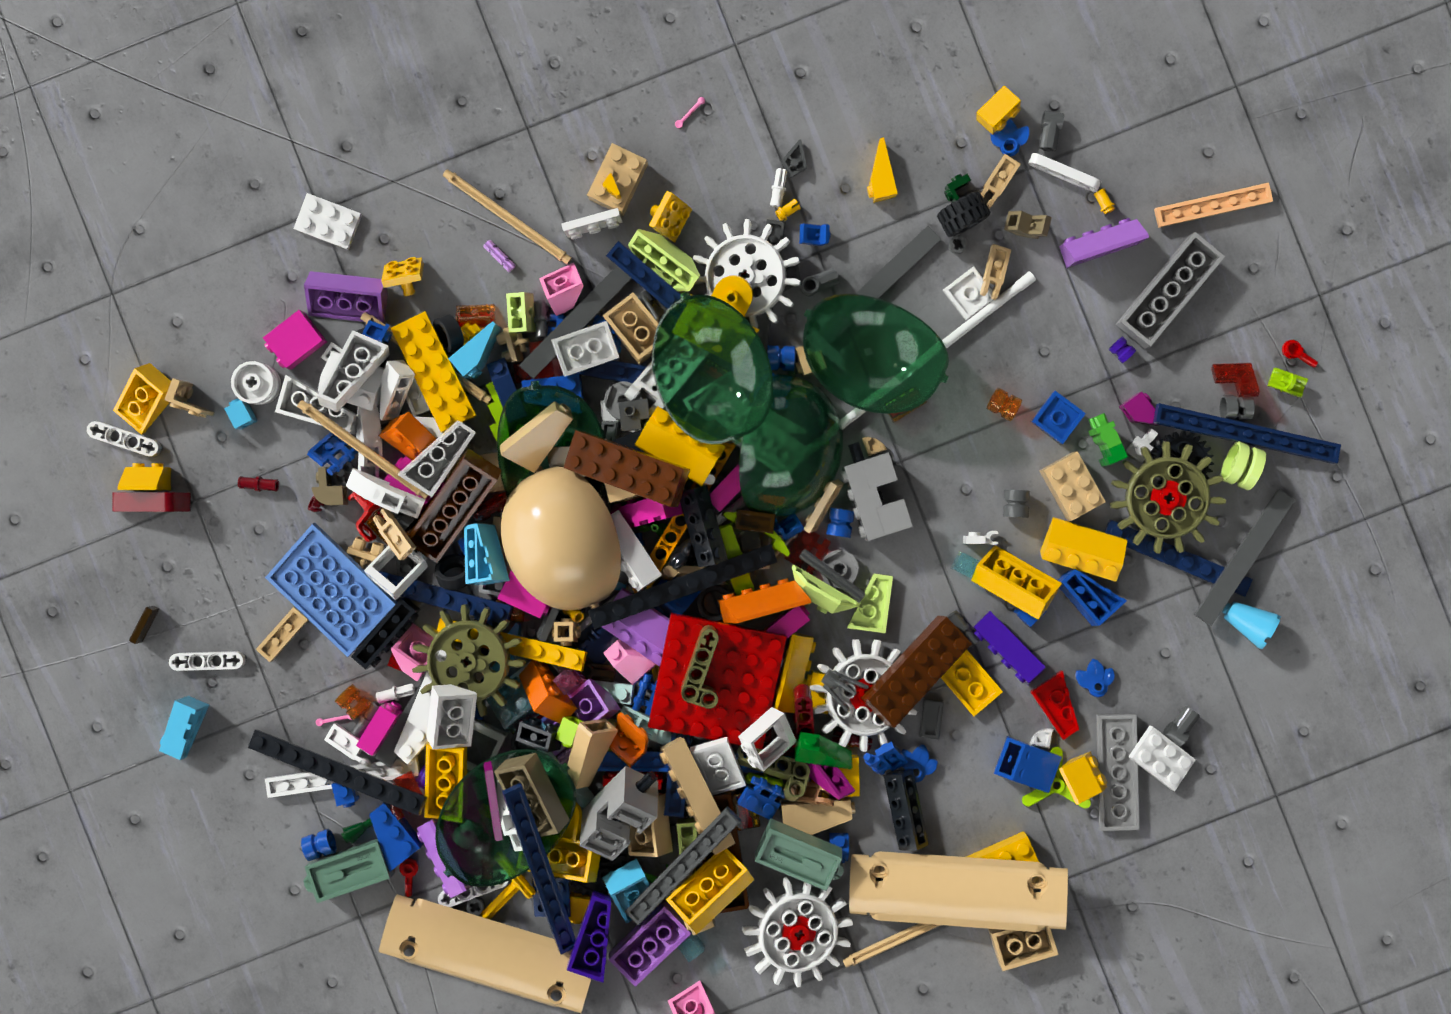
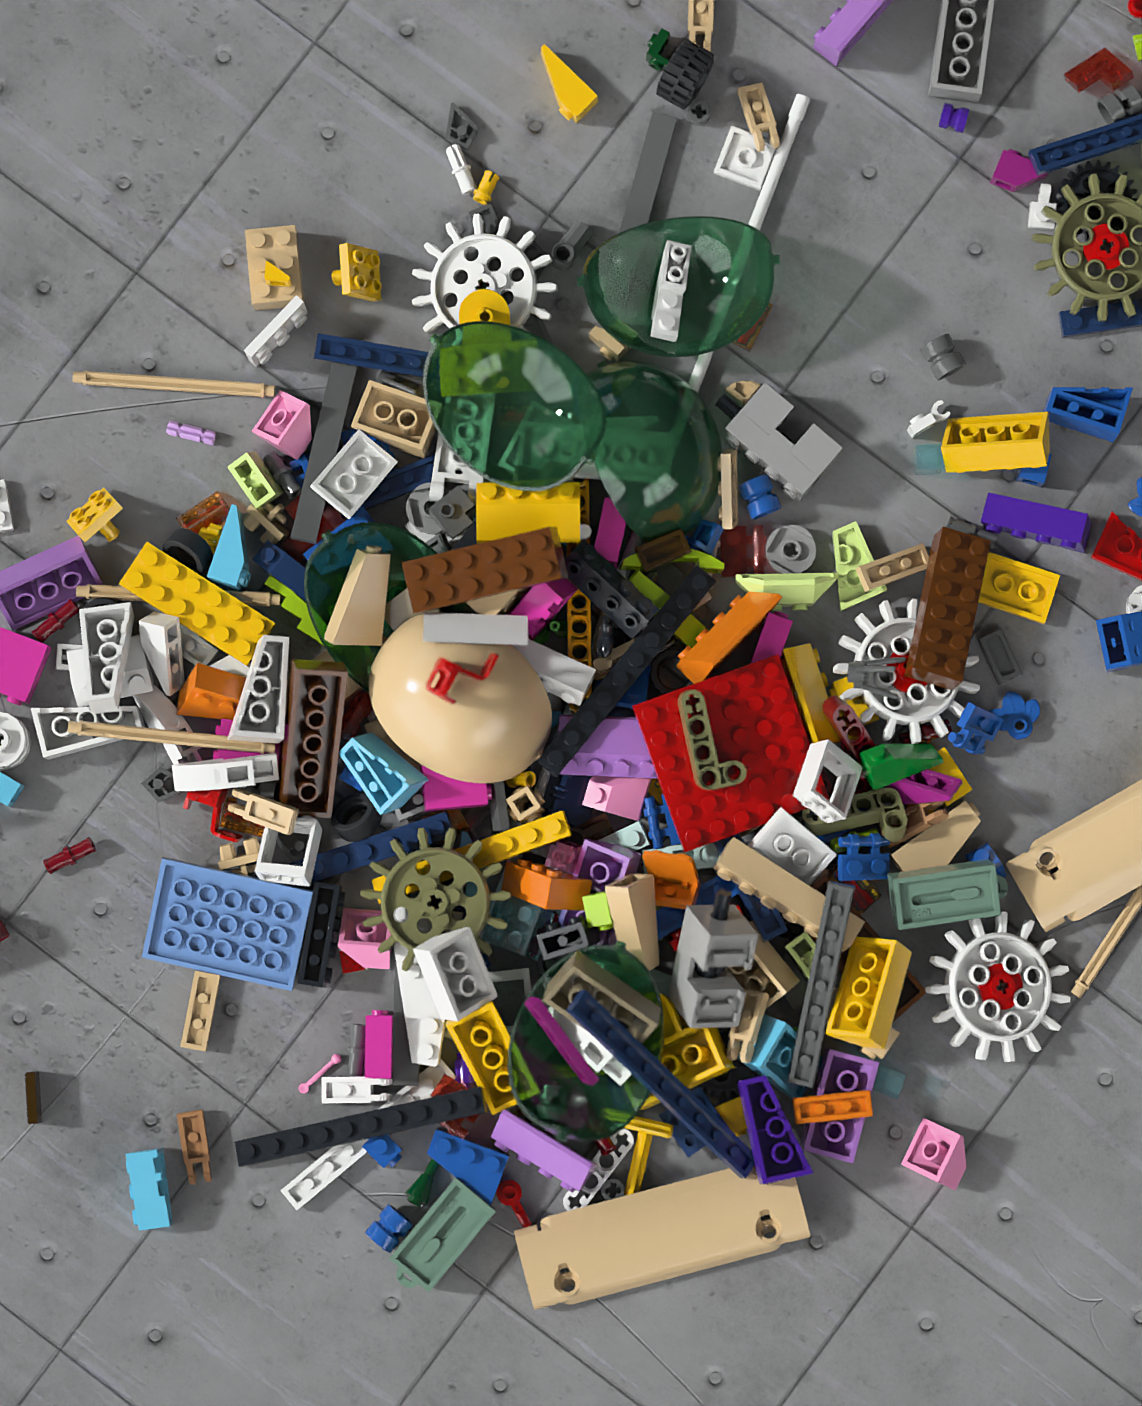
camera: 35 degrees left, 5 degrees down
(207, 663) = (129, 1093): white beam -> none
(229, 715) = (194, 1143): none -> medium nougat hinge
(314, 505) = (149, 839): dark red hinge -> none
(326, 492) = (157, 818): dark tan brick -> none
(327, 448) = (127, 765): blue plate -> none
(339, 326) = (56, 621): none -> dark red pin
(347, 697) = (320, 1037): clear orange wheel -> none
(378, 331) = (108, 595): blue bracket -> none
(395, 693) = (372, 999): white axle -> none
(558, 525) = (449, 671): none -> red piece
(597, 503) = (475, 628): none -> white sticker
(620, 863) = (749, 1026): none -> tan hinge
(643, 944) = (832, 1107): none -> orange tile
(665, 259) = (383, 323): yellowish green wedge -> none
(679, 123) = (305, 166): bright pink hinge -> none
(781, 358) = (583, 351): blue wheel -> none
(814, 234) = (533, 196): blue bracket -> none
(832, 575) = (787, 560): dark grey axle -> none
(864, 353) = (670, 290): none -> white slope
(898, 621) = (893, 567): none -> tan plate
(906, 810) = (1034, 774): black brick -> none
(1005, 404) = (860, 255): clear orange wheel -> none
(1027, 225) = (763, 45): dark tan brick -> none
(1058, 417) = (929, 234): blue plate -> none
(1072, 486) = (993, 300): tan brick -> none
(1084, 549) = (1049, 361): yellow slope -> none
(1107, 439) = (998, 225): bright green hips -> none

